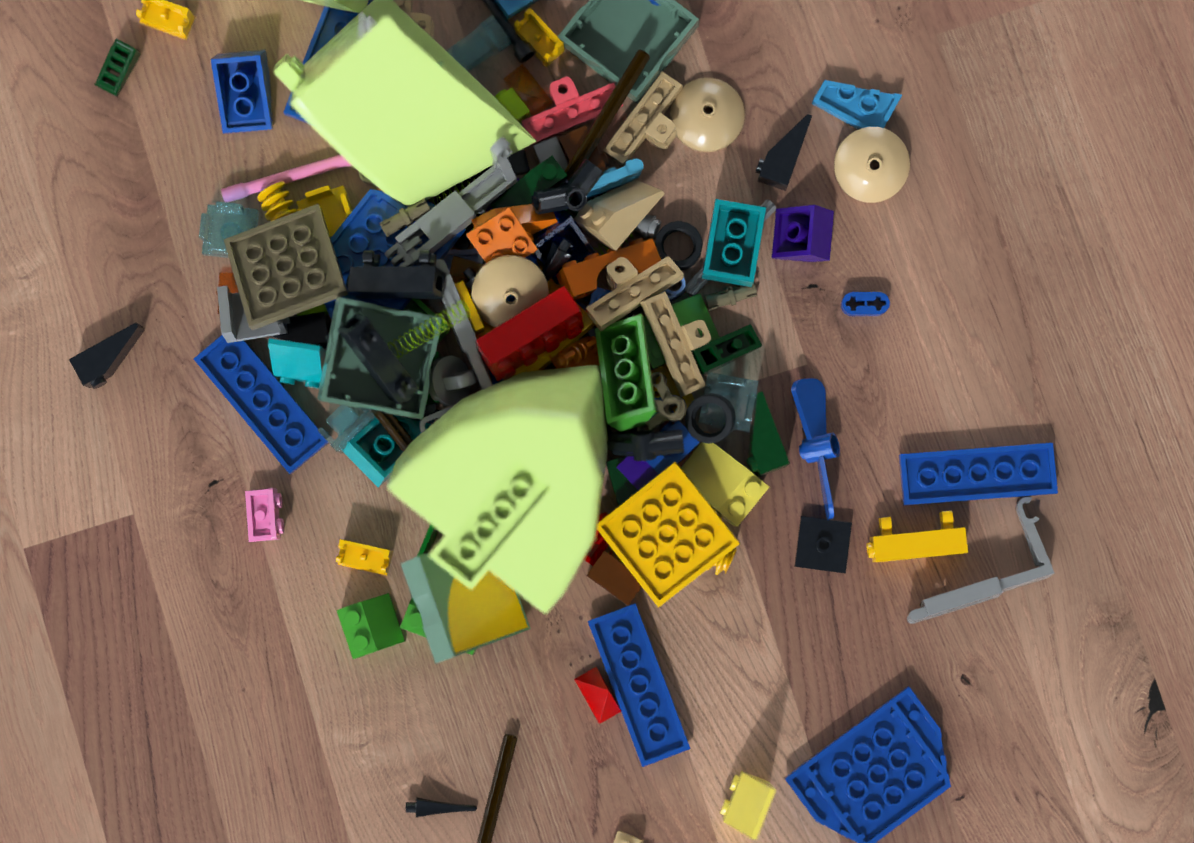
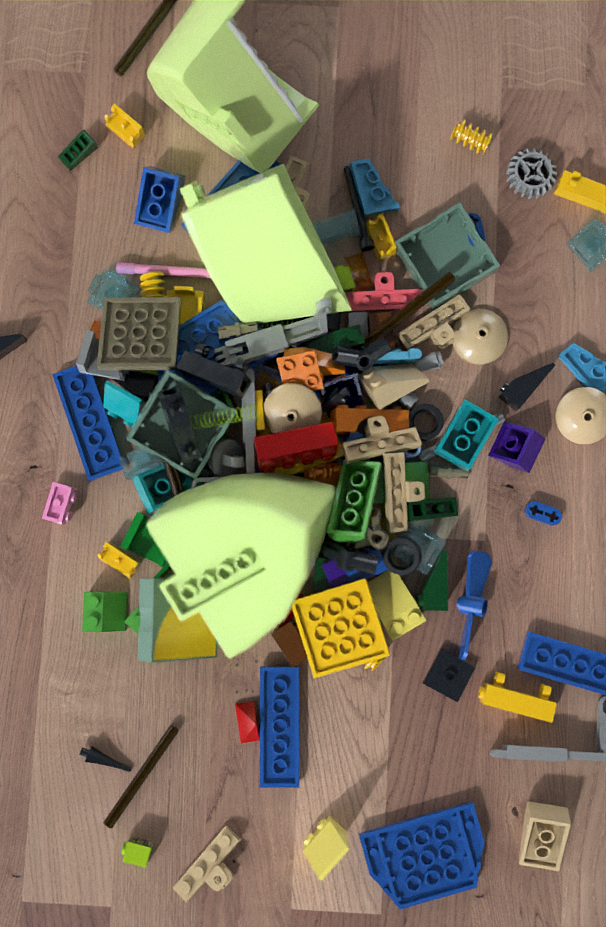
camera: 15 degrees right, 0 degrees up
(390, 519) = (140, 541): none -> green panel
(657, 169) = (430, 362): none -> light grey cone
(1009, 694) = (544, 835): none -> tan slope

